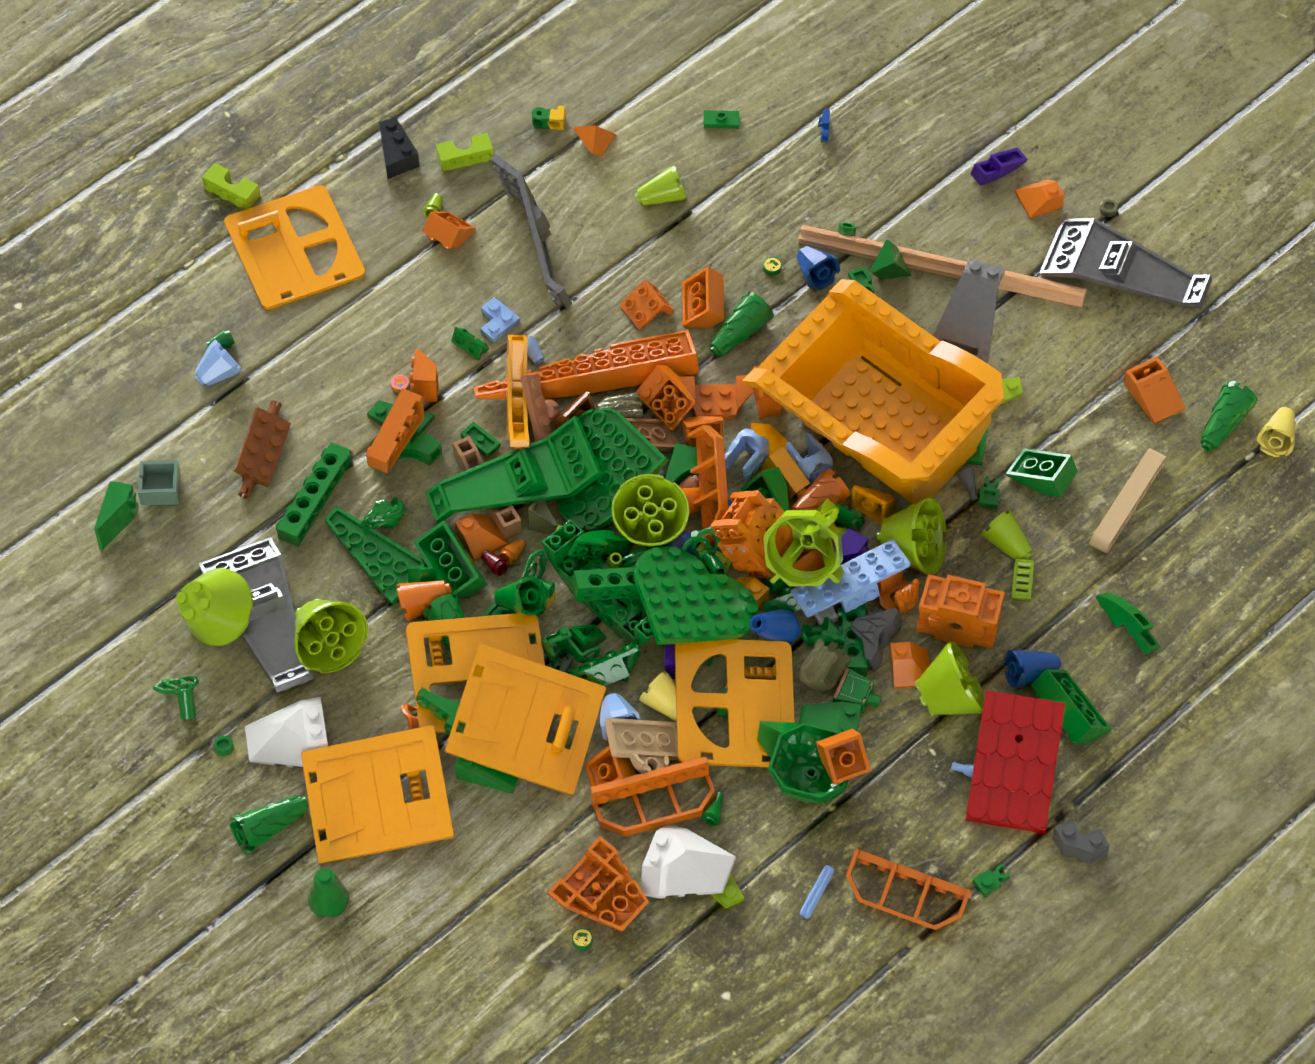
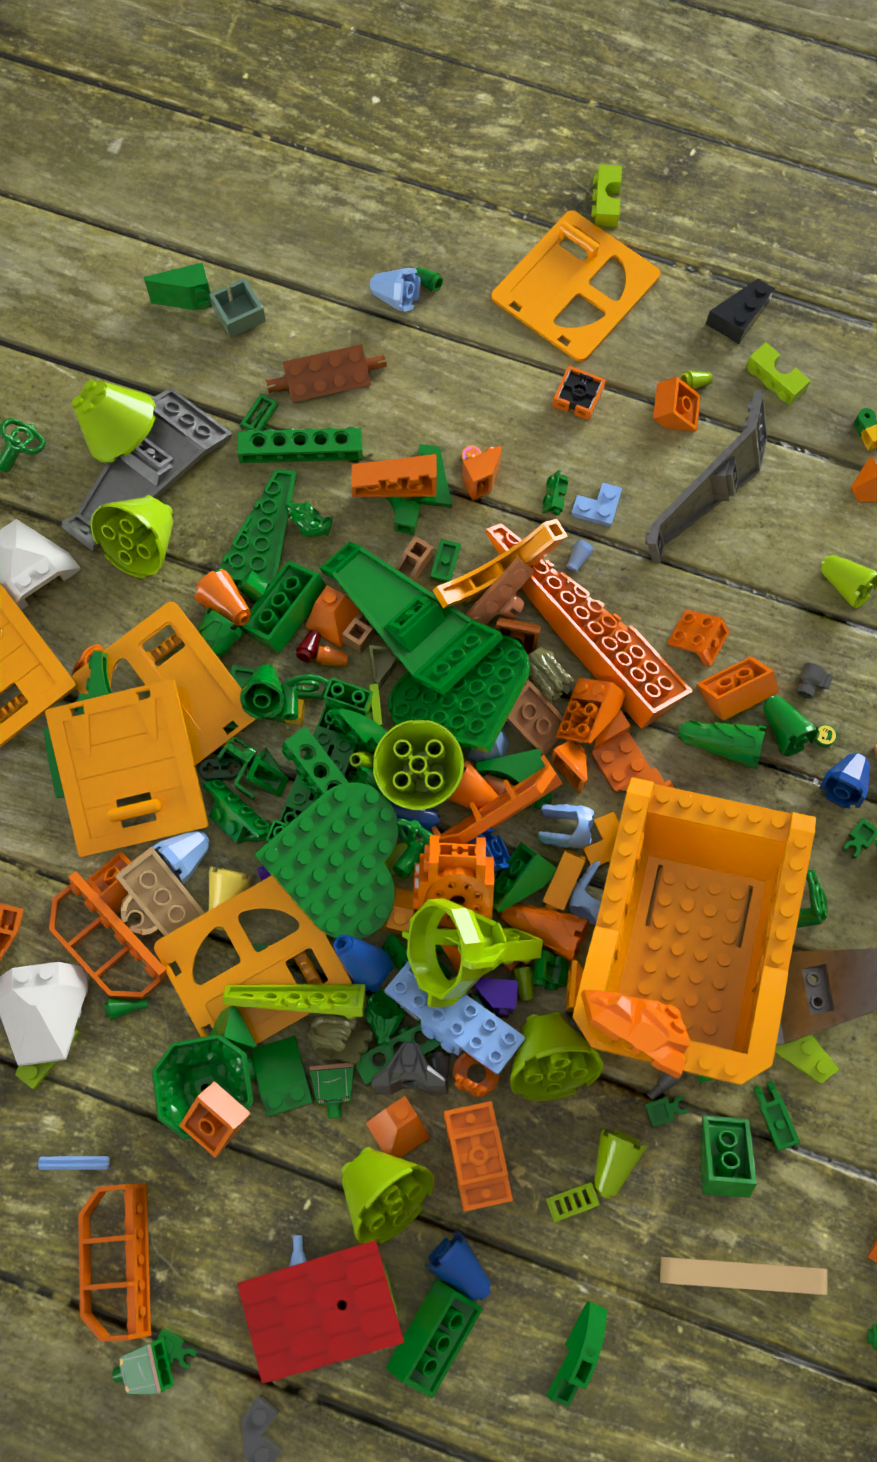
camera: 60 degrees right, 15 degrees up
(271, 524) = (274, 405): none -> green tile
(395, 285) = (579, 392): none -> piece
(723, 251) = (812, 676): none -> dark grey piece
(753, 279) = (788, 726): none -> green cone
(787, 662) = (312, 998): none -> lime wing
(934, 431) = (643, 1024): none -> orange wedge
(995, 897) = (145, 1369): none -> torso
(1030, 429) = (776, 1118): none -> green hinge

